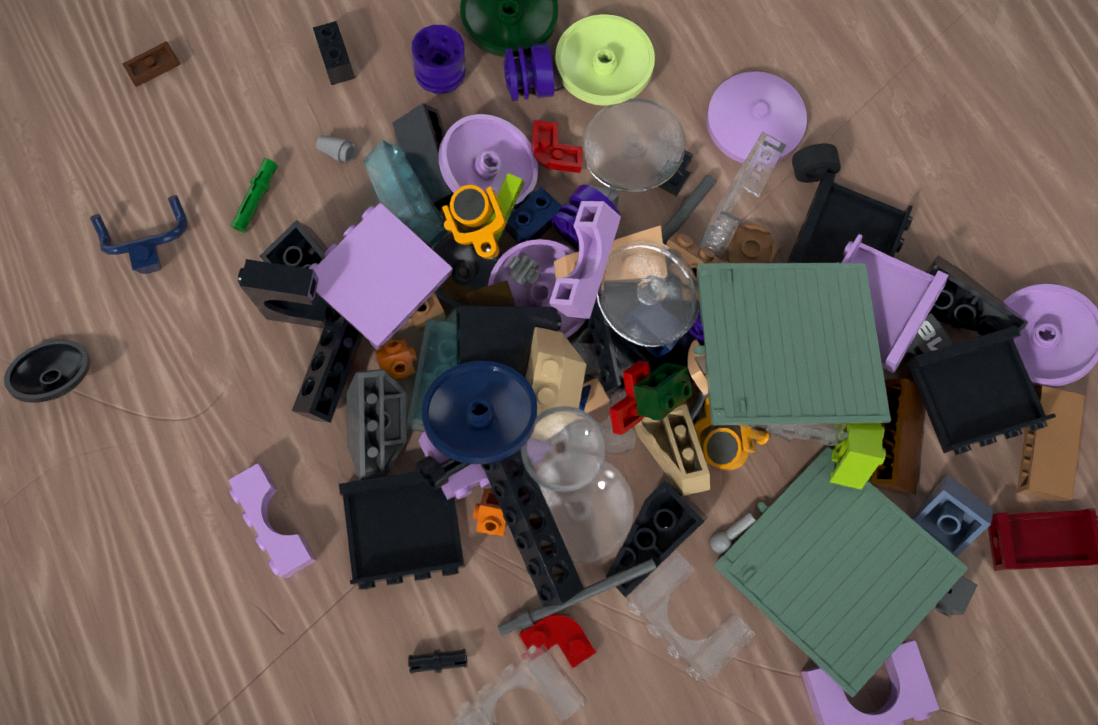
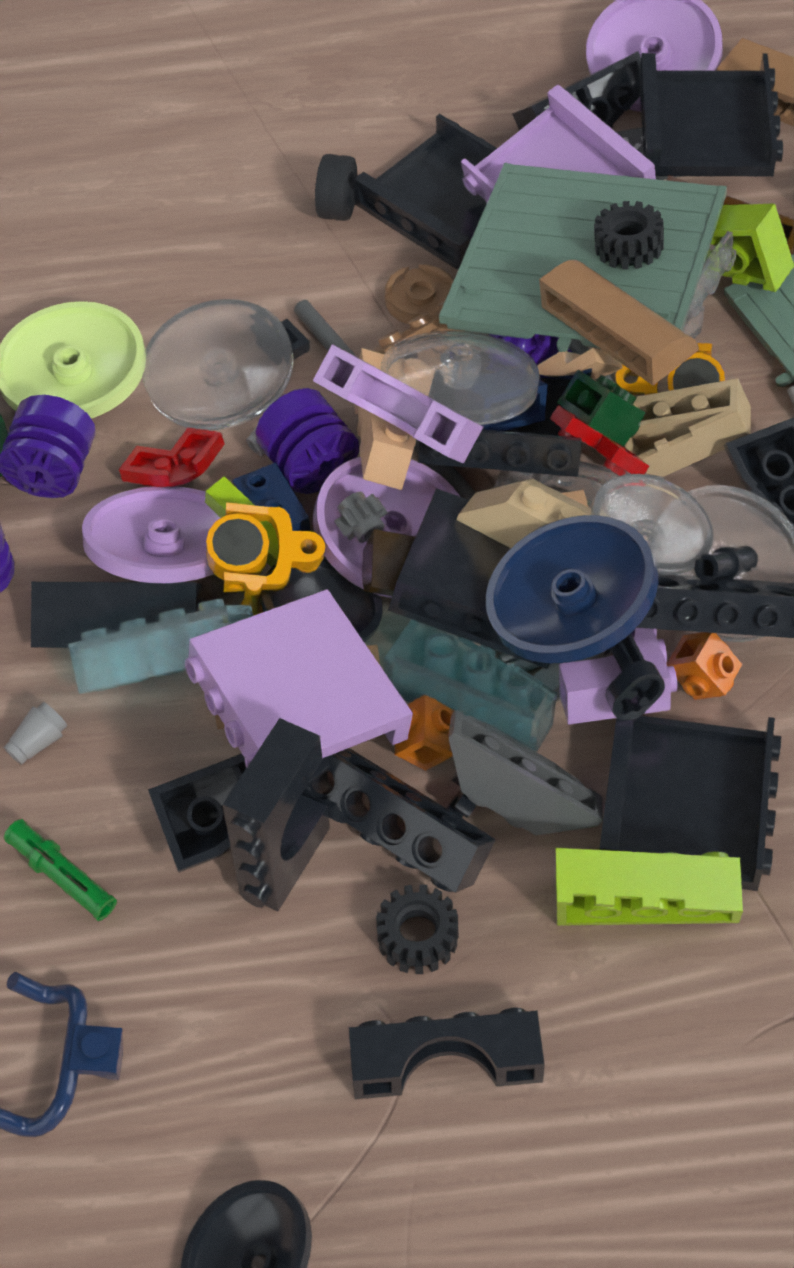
camera: 65 degrees left, 20 degrees down
(205, 467) = (501, 1043): none -> black arch
(254, 389) = (412, 905): none -> black tyre
(254, 491) = (572, 984): lavender arch -> none
(319, 516) = (646, 888): none -> lime wedge
(558, 505) = (726, 563): none -> black pin
(720, 378) = (615, 321): none -> medium nougat brick
(752, 178) = (359, 255): clear panel -> none
(754, 105) = (235, 239): lavender dish -> none
(815, 352) = (629, 235): none -> black tyre

